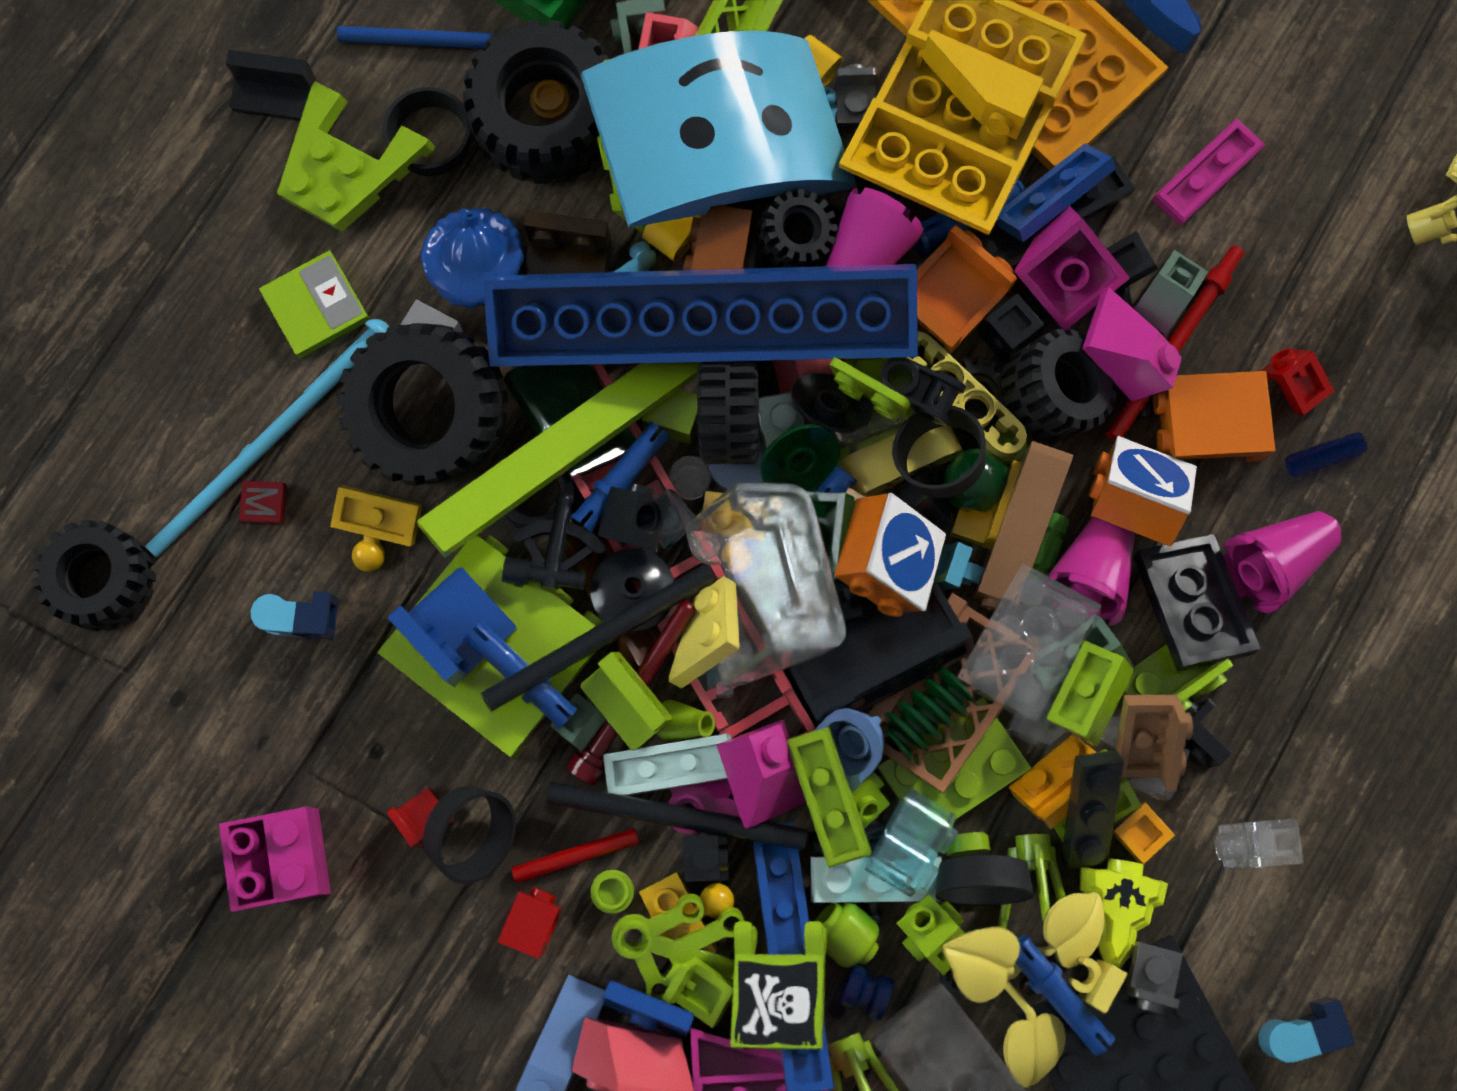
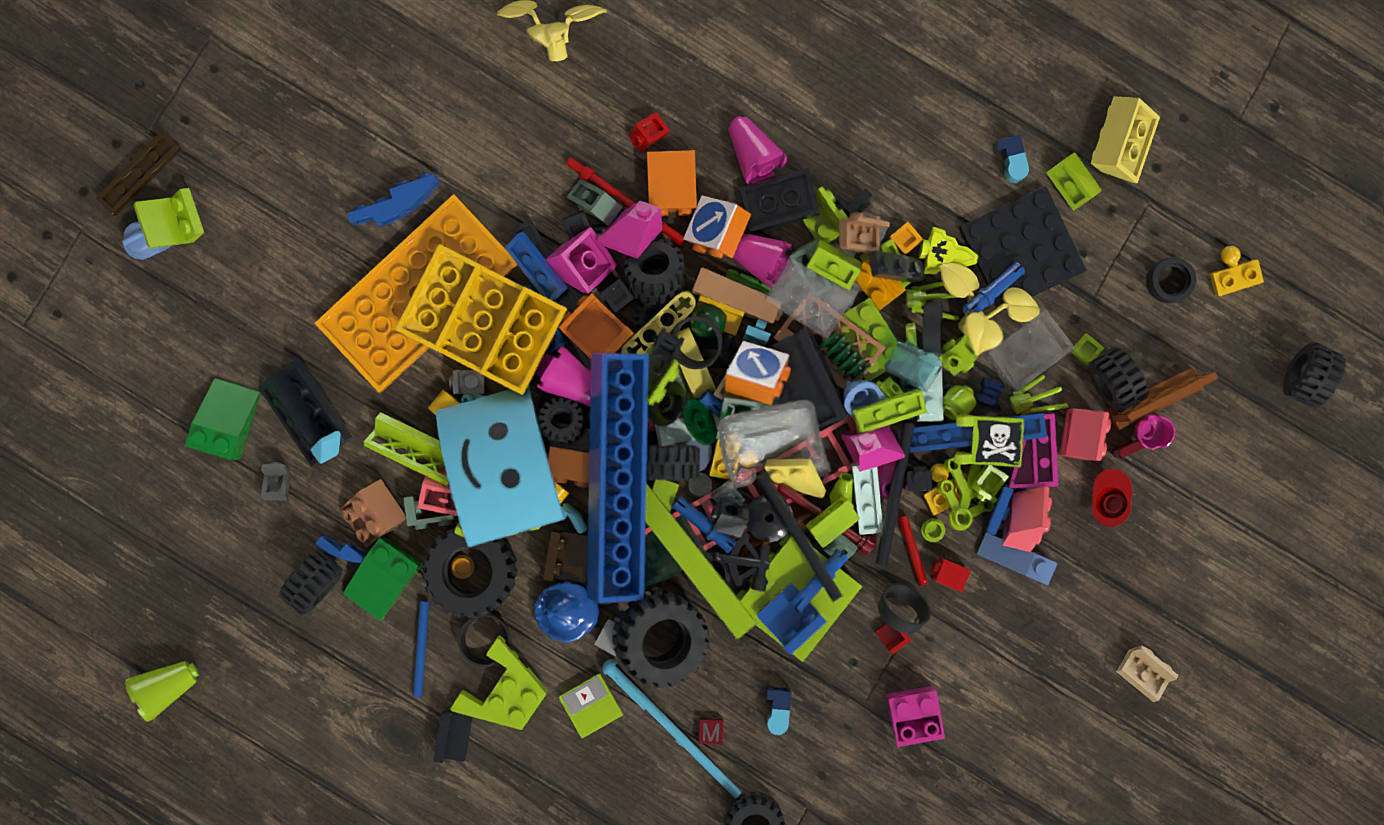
camera: 90 degrees left, 10 degrees up
(375, 518) = (723, 664): yellow plate -> none
(988, 87) = (476, 302): yellow slope -> none
(1101, 984) = (988, 267): light yellow tile -> none
(1153, 977) = (984, 238): flat silver bracket -> none
(1208, 172) = (518, 173): dark pink tile -> none
(1259, 844) = (915, 177): clear brick -> none
(1326, 454) = (692, 119): clear blue axle -> none

